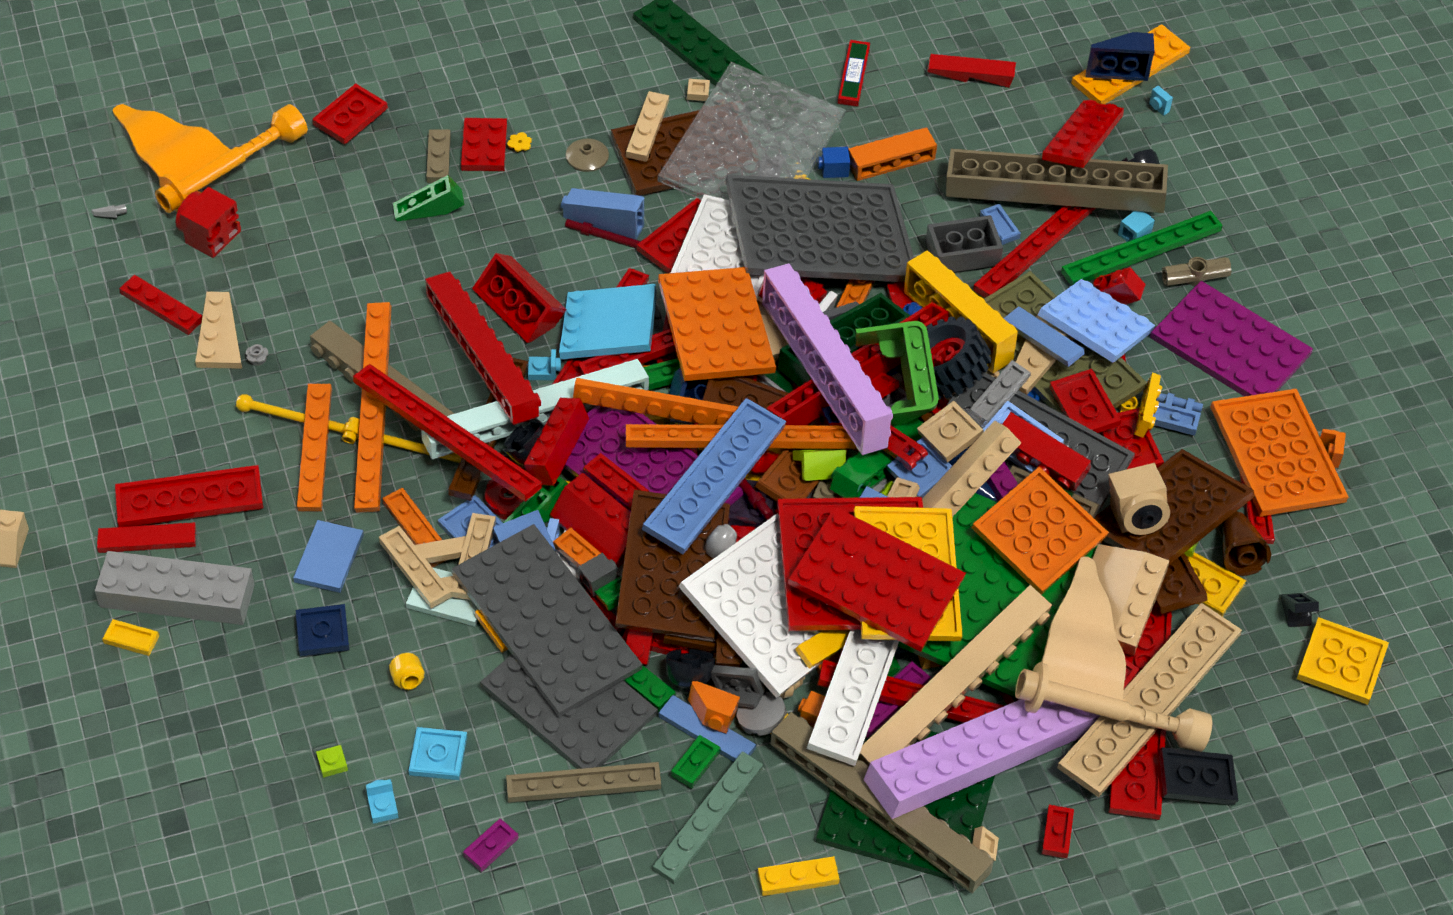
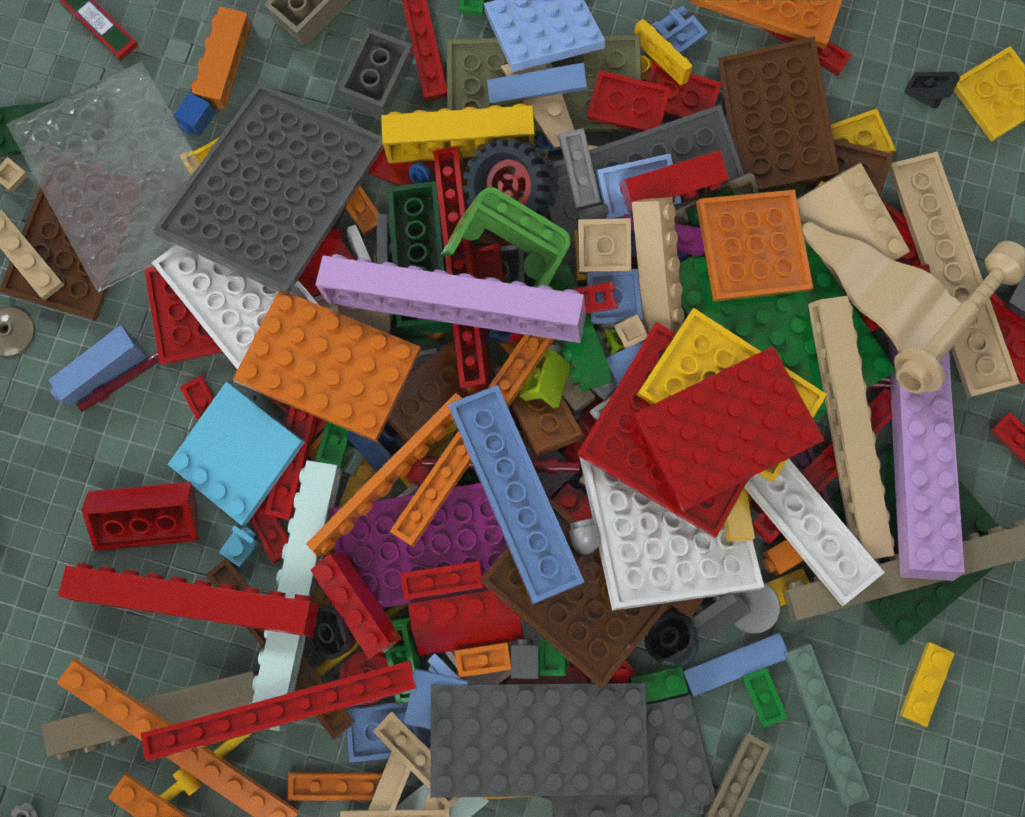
camera: 55 degrees left, 25 degrees up
(713, 706) = (727, 647): orange slope -> none
(986, 841) = (996, 508): tan plate -> none
(1005, 227) = (357, 22): medium blue tile -> none
(1139, 499) = (769, 136): tan piece -> none
(1243, 546) = (849, 84): reddish brown cone -> none

